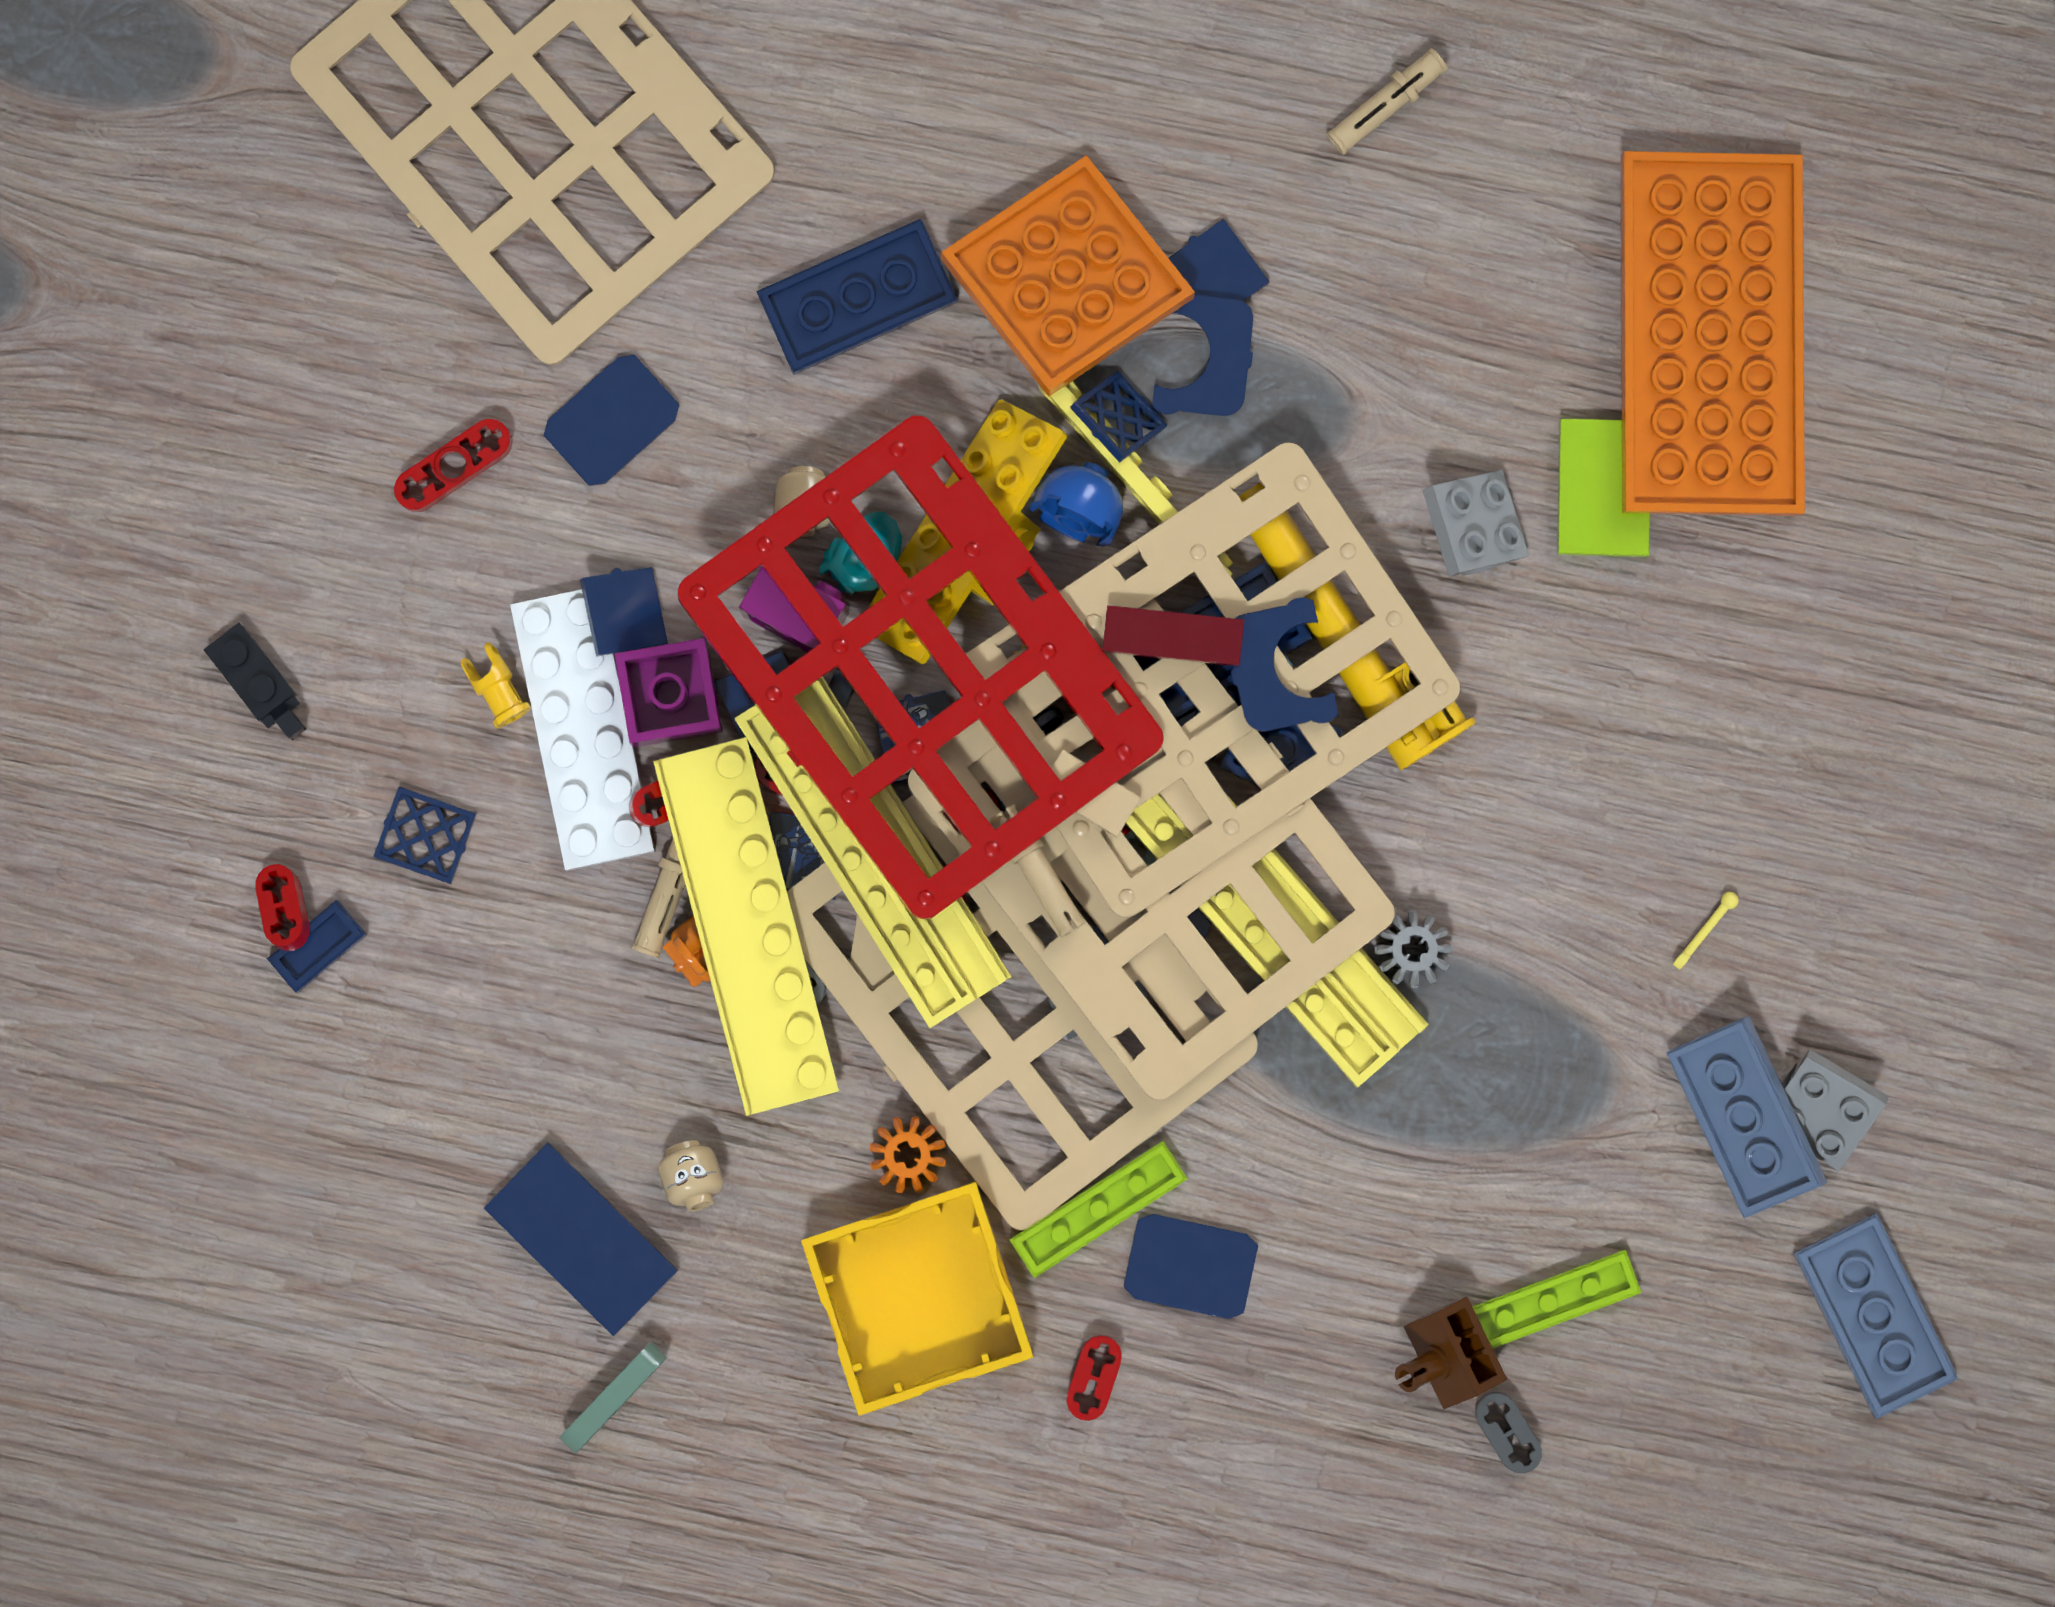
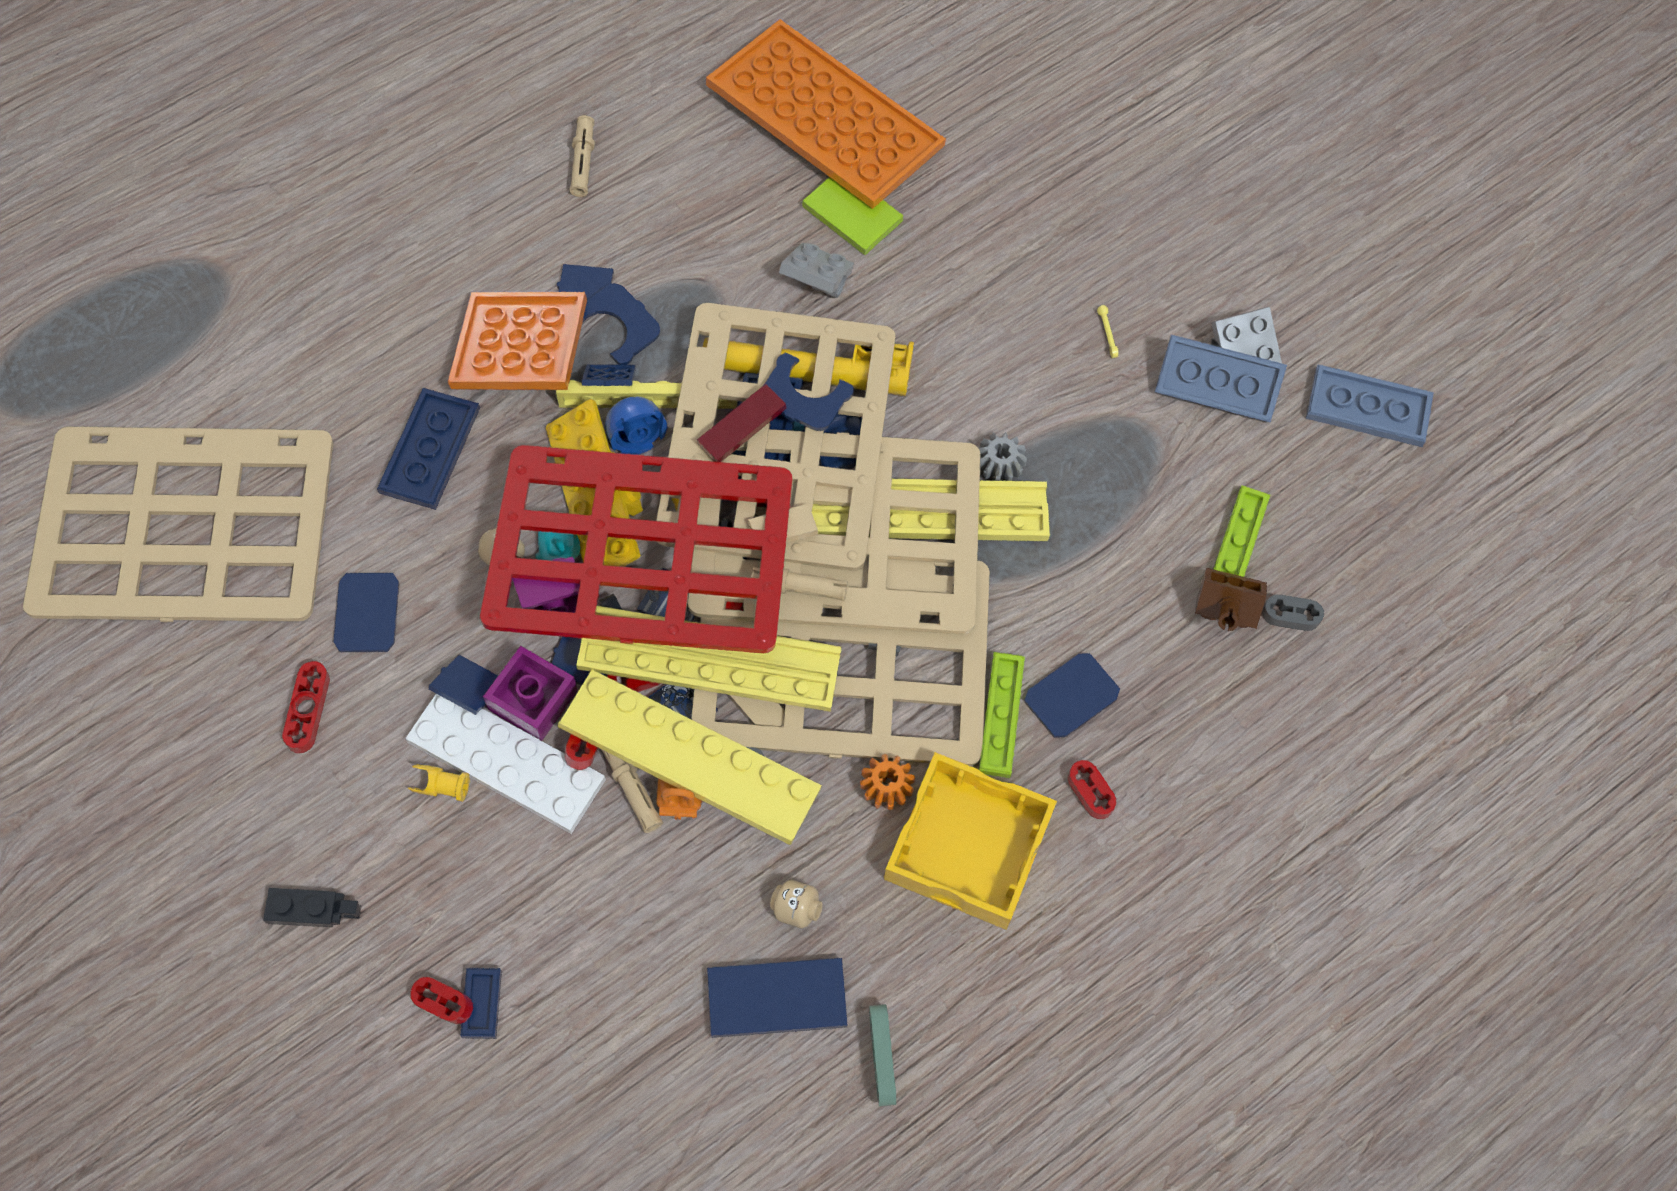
camera: 55 degrees left, 20 degrees down
(459, 847) = (456, 903): dark blue window -> none

